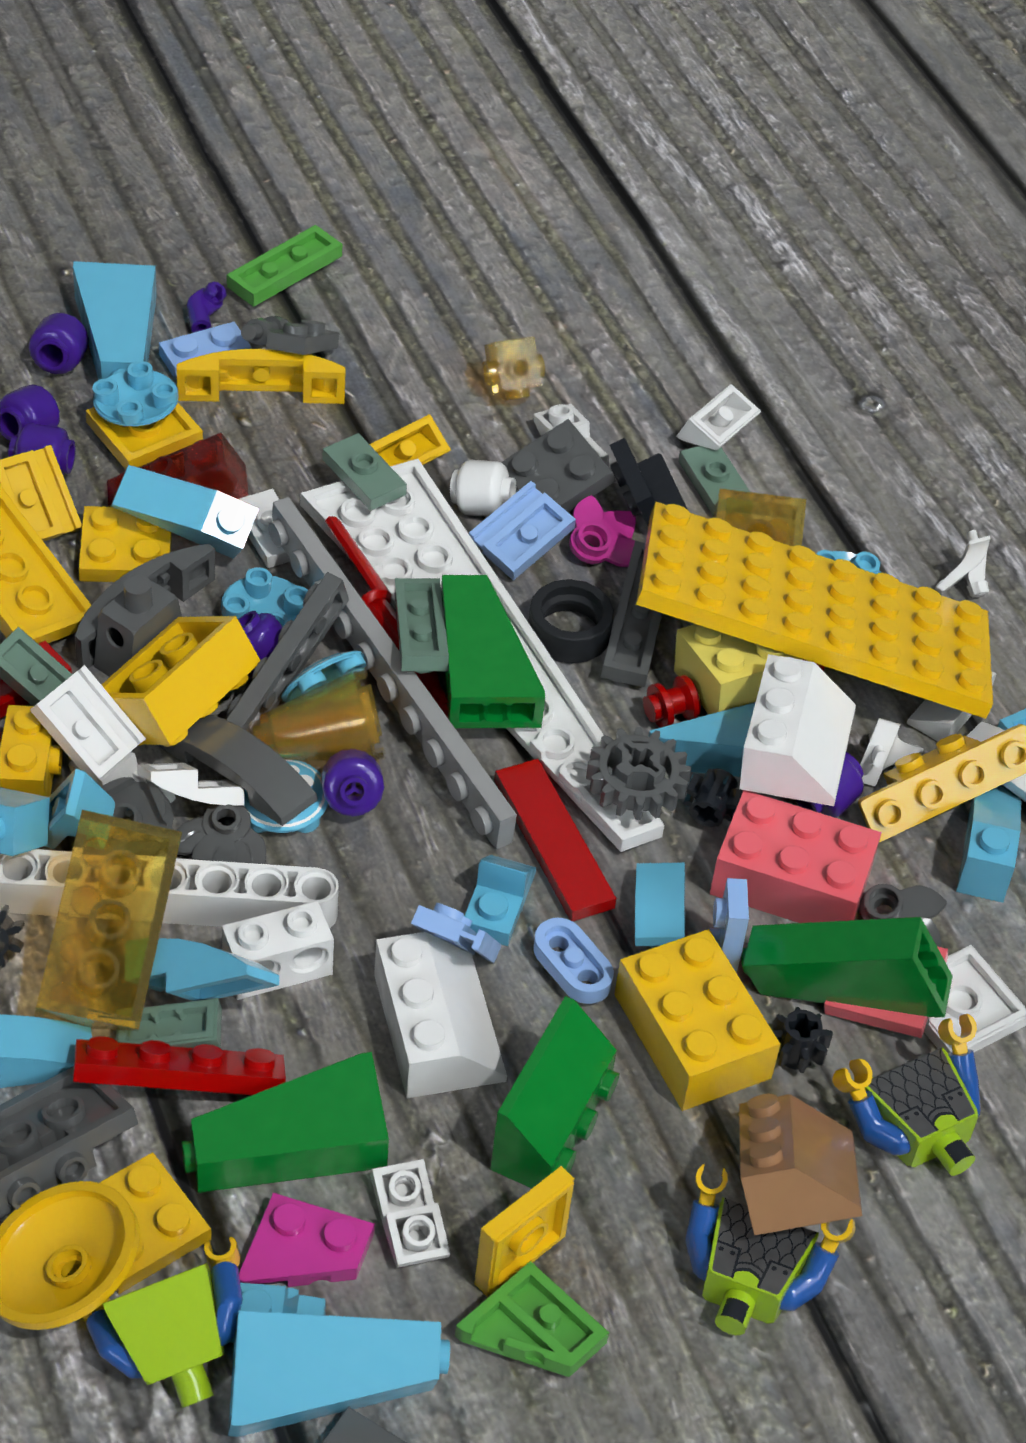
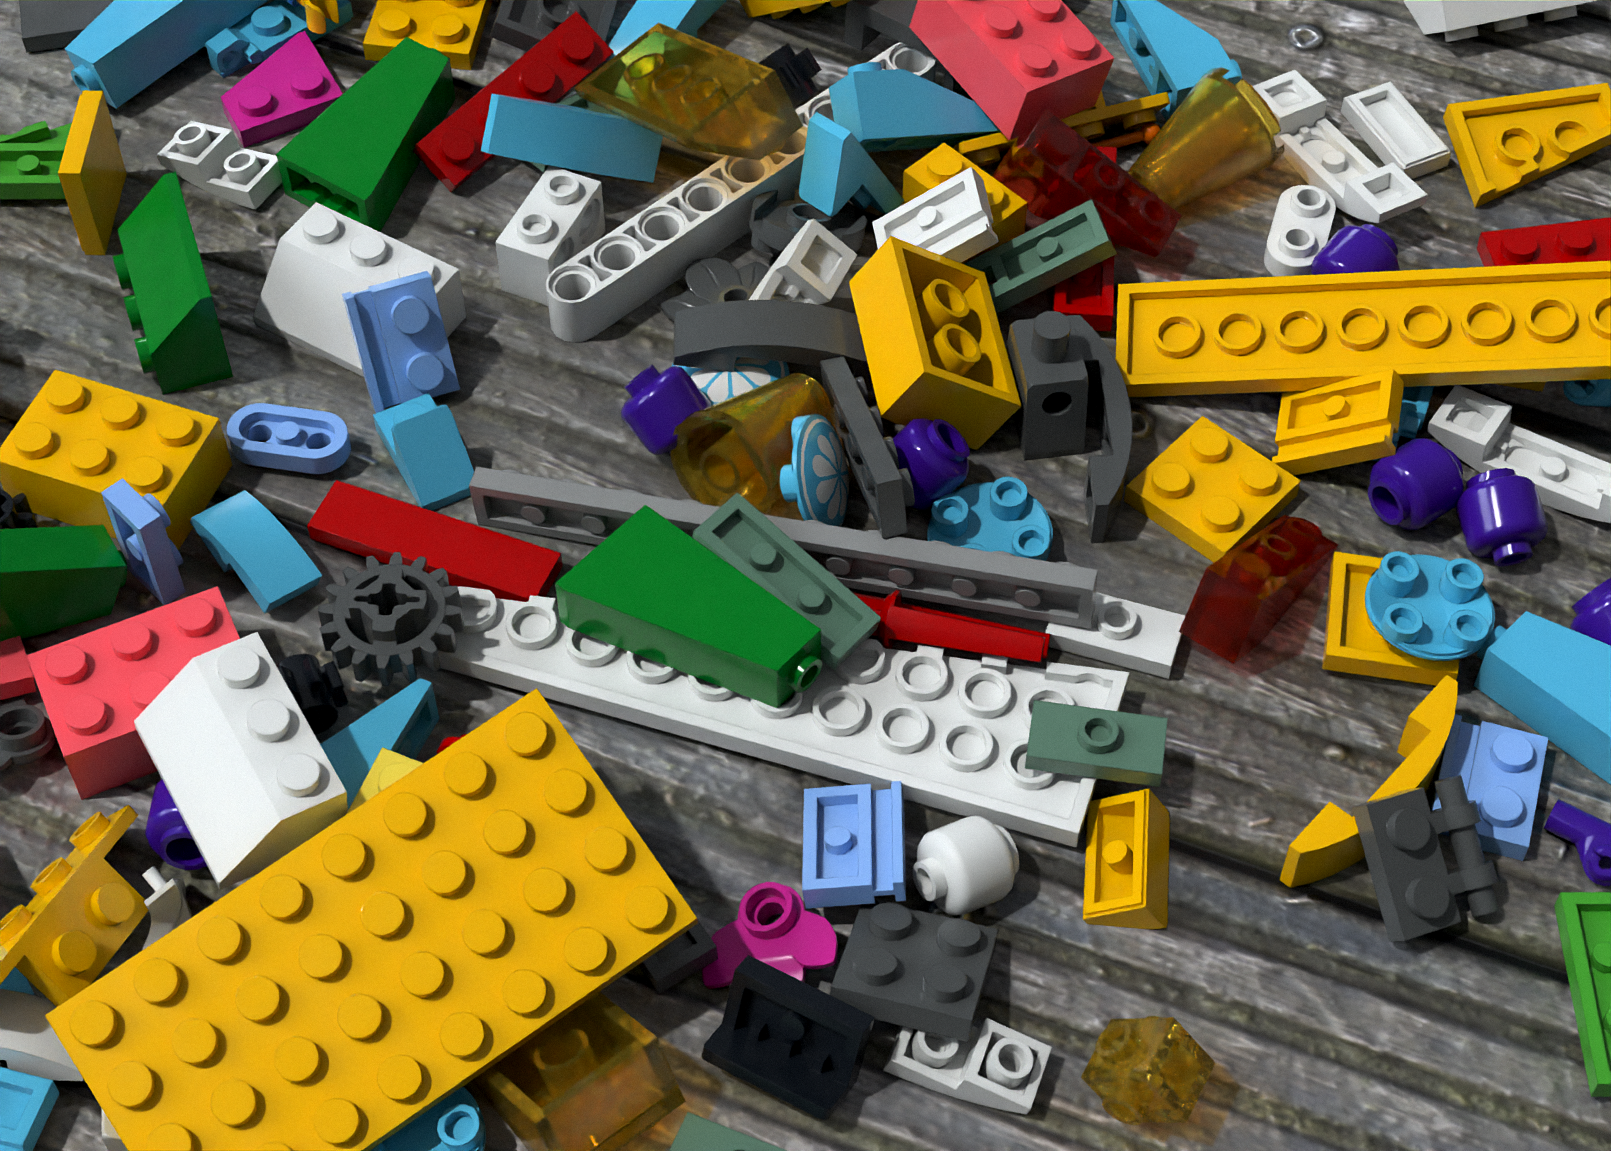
camera: 140 degrees right, 5 degrees up
(186, 509) = (1164, 522): medium azure slope -> none
(575, 597) = (677, 741): black tyre -> none

